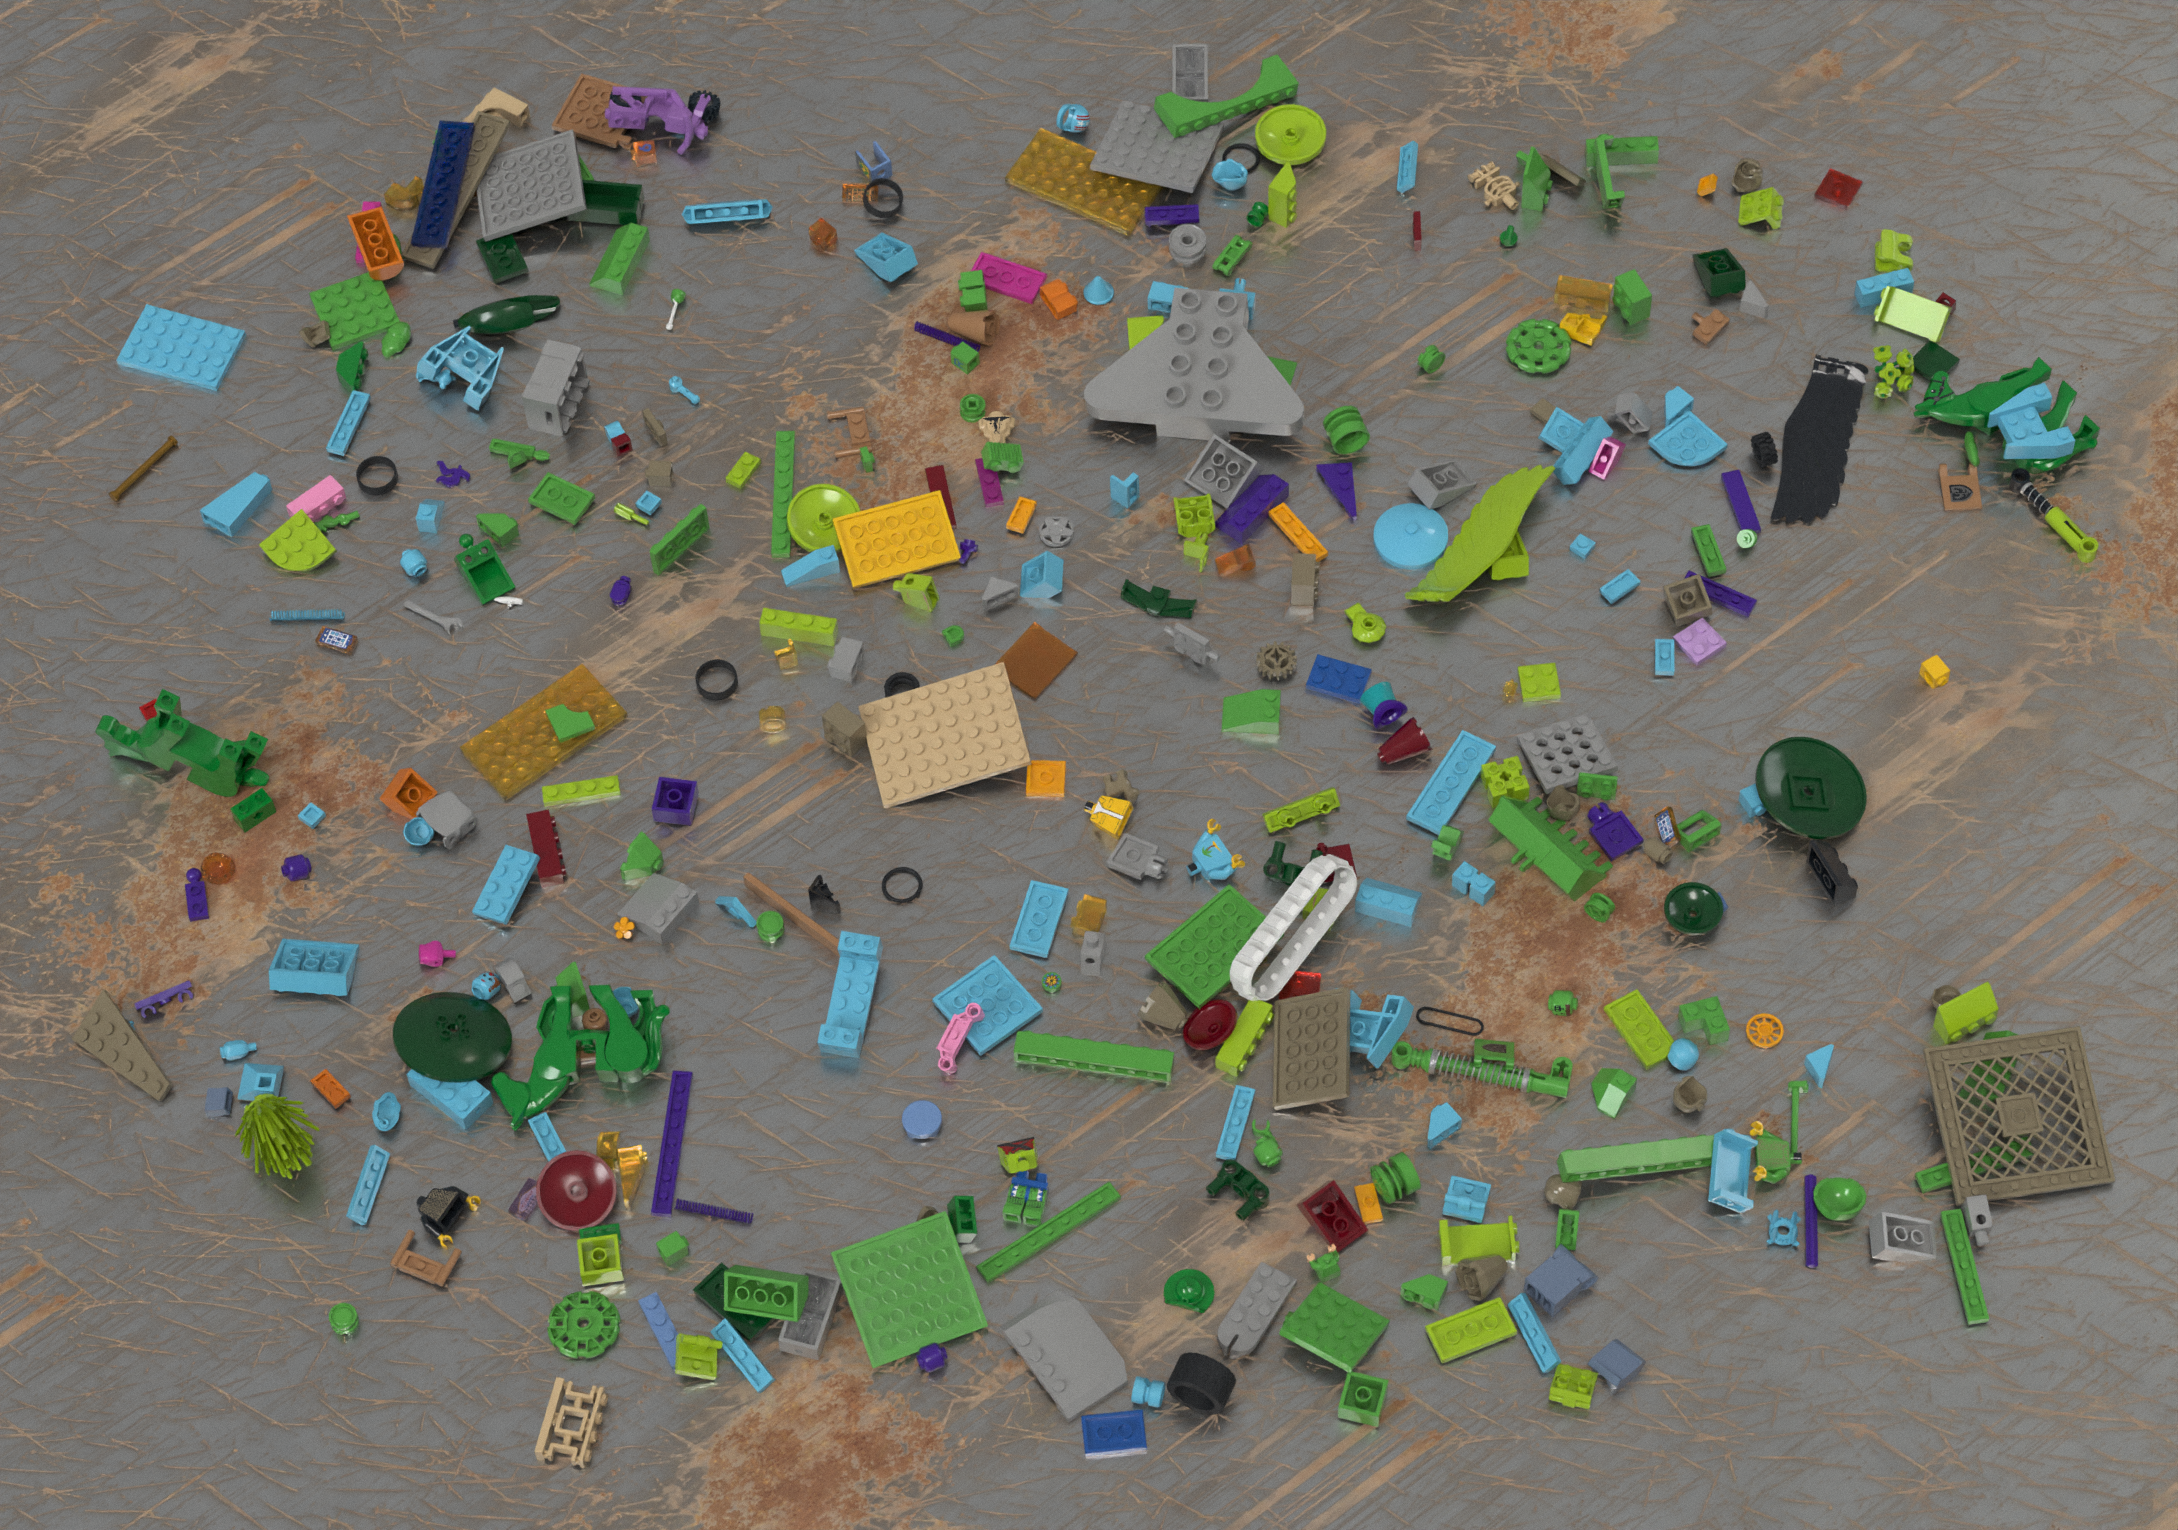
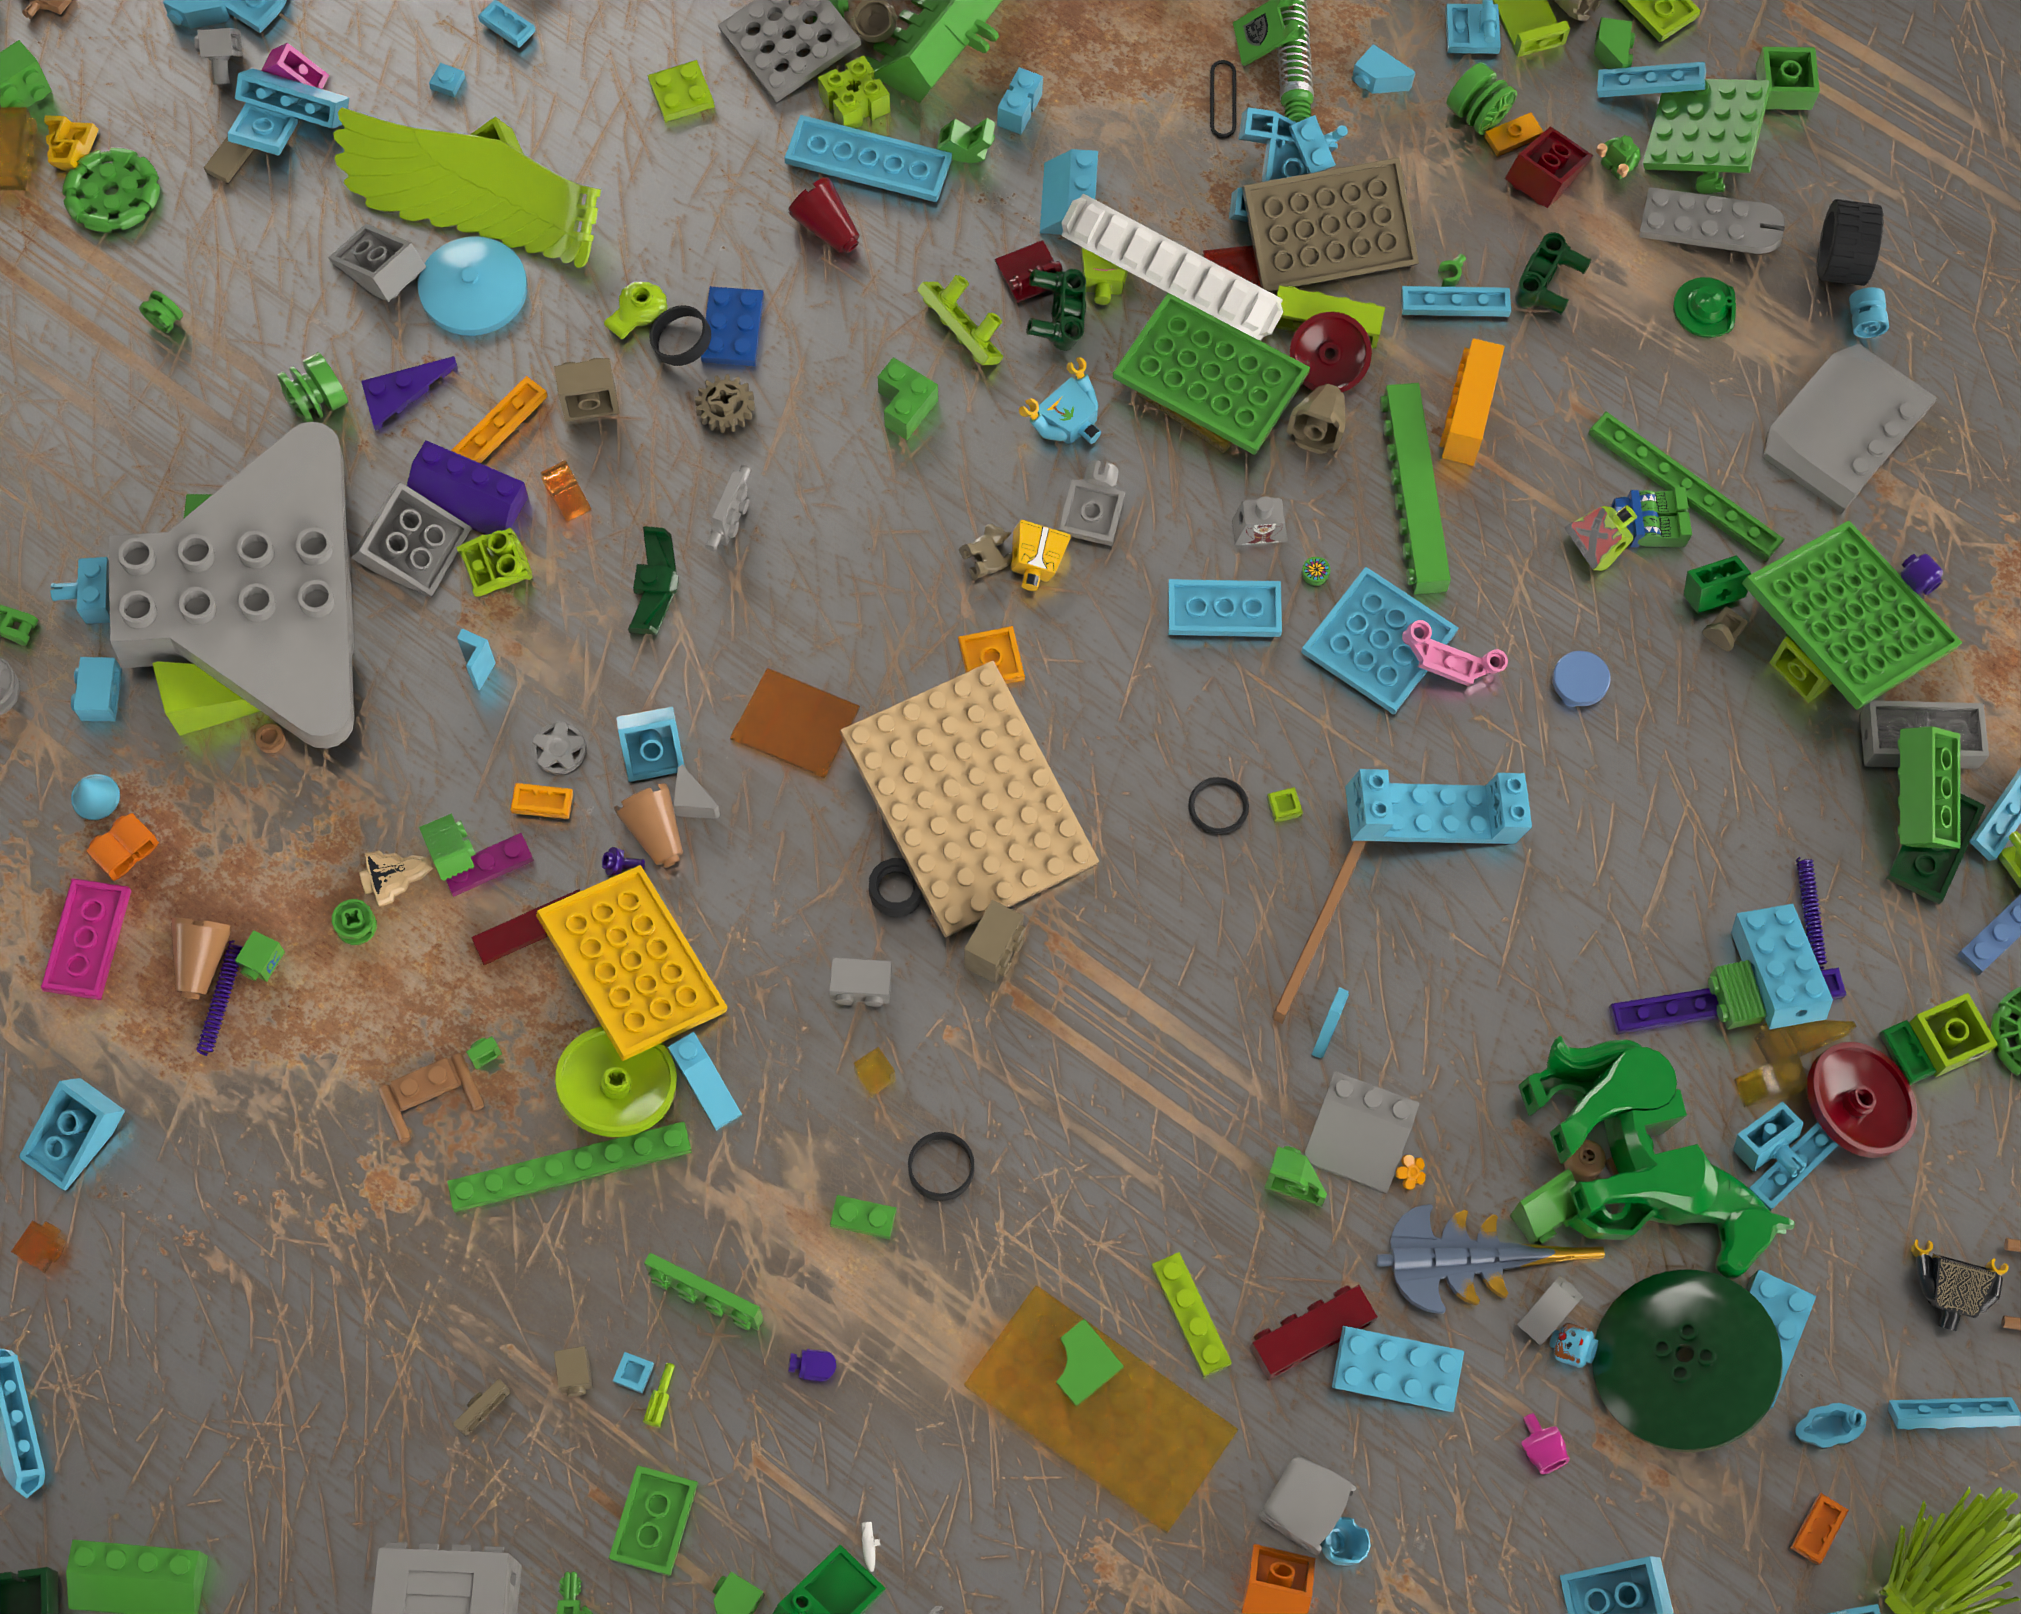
camera: 110 degrees left, 10 degrees up
(525, 1200) = (1885, 1176): clear purple tile -> none
(567, 921) = (1422, 1259): none -> sand blue animal
(570, 1129) = (1770, 1139): none -> medium azure brick
(618, 438) = (513, 1464): leg -> none
(625, 999) = (1535, 1129): medium azure hair -> none
(669, 1139) = (1737, 995): none -> bright green brick
(672, 1248) = (1890, 946): bright green brick -> none
(675, 801) = (1181, 1156): dark purple brick -> none
(676, 385) = (385, 1400): medium azure piece -> none
(677, 297) = (206, 1452): hinge -> none
(678, 1168) = (1782, 965): none -> medium azure brick
(700, 634) = (863, 1217): none -> bright green plate
(743, 470) = (536, 1242): lime plate -> none
(770, 926) = (1344, 962): bright green wheel -> none
(772, 719) = (997, 1056): clear yellow wheel -> none
(798, 627) = (820, 1066): lime brick -> none
(821, 897) = (1277, 903): black slope -> none
(889, 922) = (1284, 805): none -> lime tile
(918, 591) = (722, 896): lime torso -> none
(953, 635) = (777, 844): bright green tile -> none
(973, 291) = (129, 975): bright green piece -> none
(983, 566) = (653, 824): none -> medium nougat cone
(1089, 916) = (1205, 543): clear yellow brick -> none
(1114, 1433) = (1930, 346): blue tile -> none
(1145, 1102) = (1471, 401): none -> light orange brick
(1198, 549) = (556, 544): lime bracket -> none
(1250, 768) = (910, 397): none -> bright green brick
(1252, 712) = (817, 415): bright green slope -> none
(1268, 1152) = (1486, 253): bright green head -> none
(1335, 655) = (665, 319): none -> black tyre
(1368, 1038) = (1314, 145): none -> medium azure plate
(1383, 704) = (772, 252): hat -> none
(1383, 1300) = (1651, 79): none -> medium azure plate
(1510, 688) = (701, 117): clear yellow plate -> none

